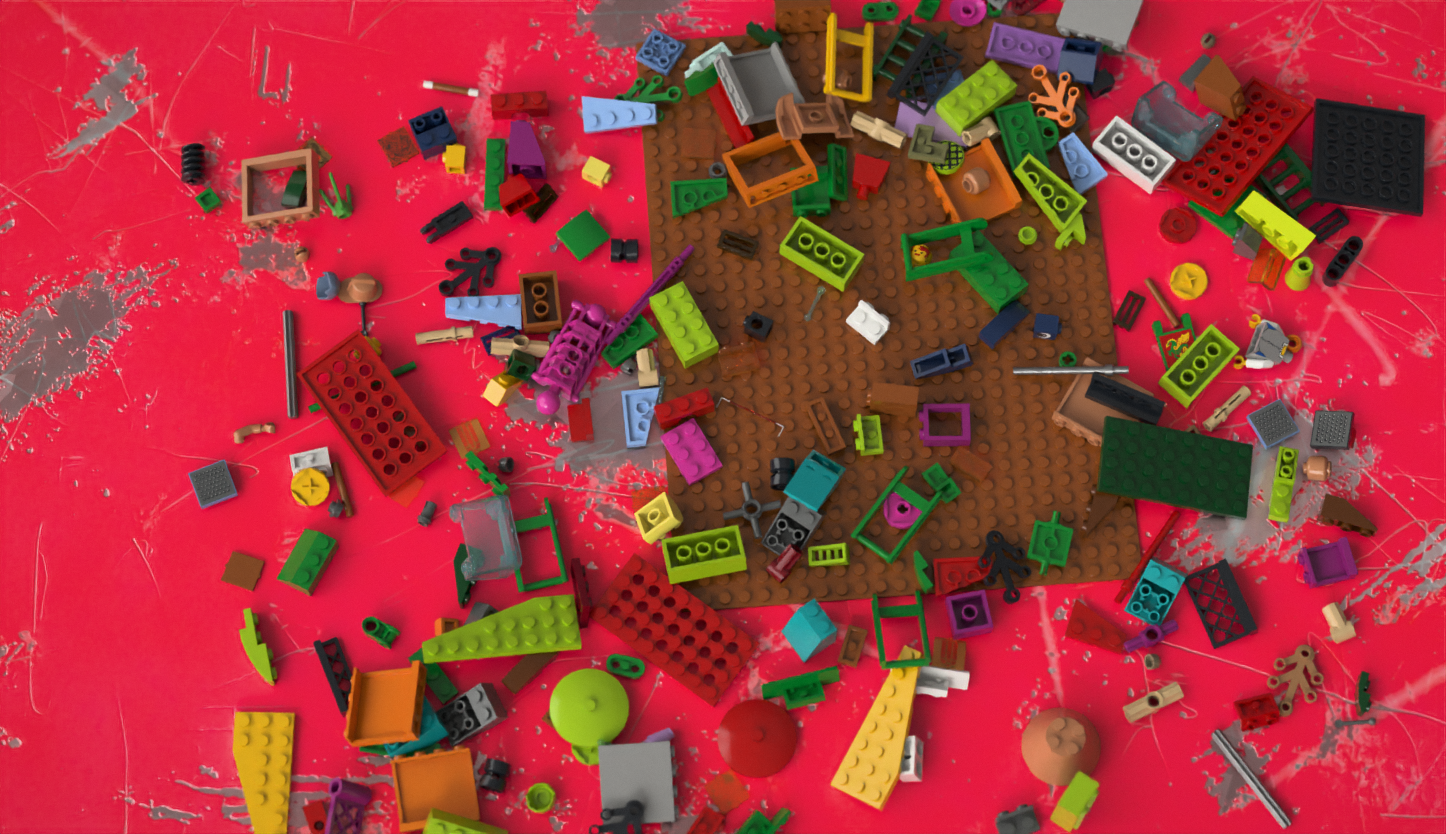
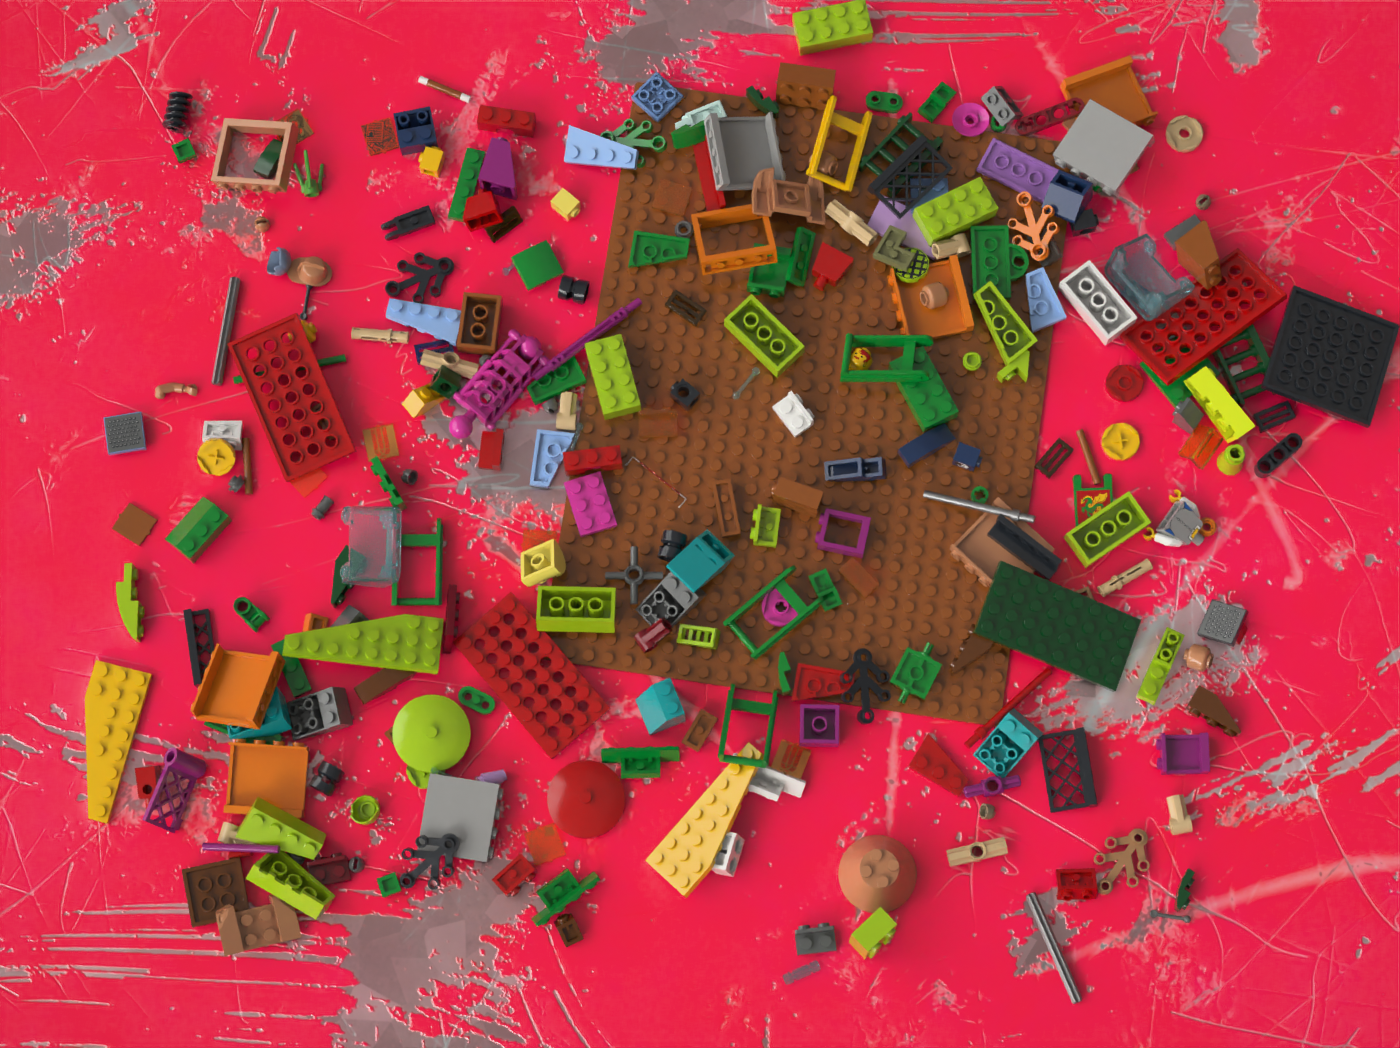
camera: 15 degrees right, 5 degrees up
(1272, 424) = (1166, 603): tile -> none

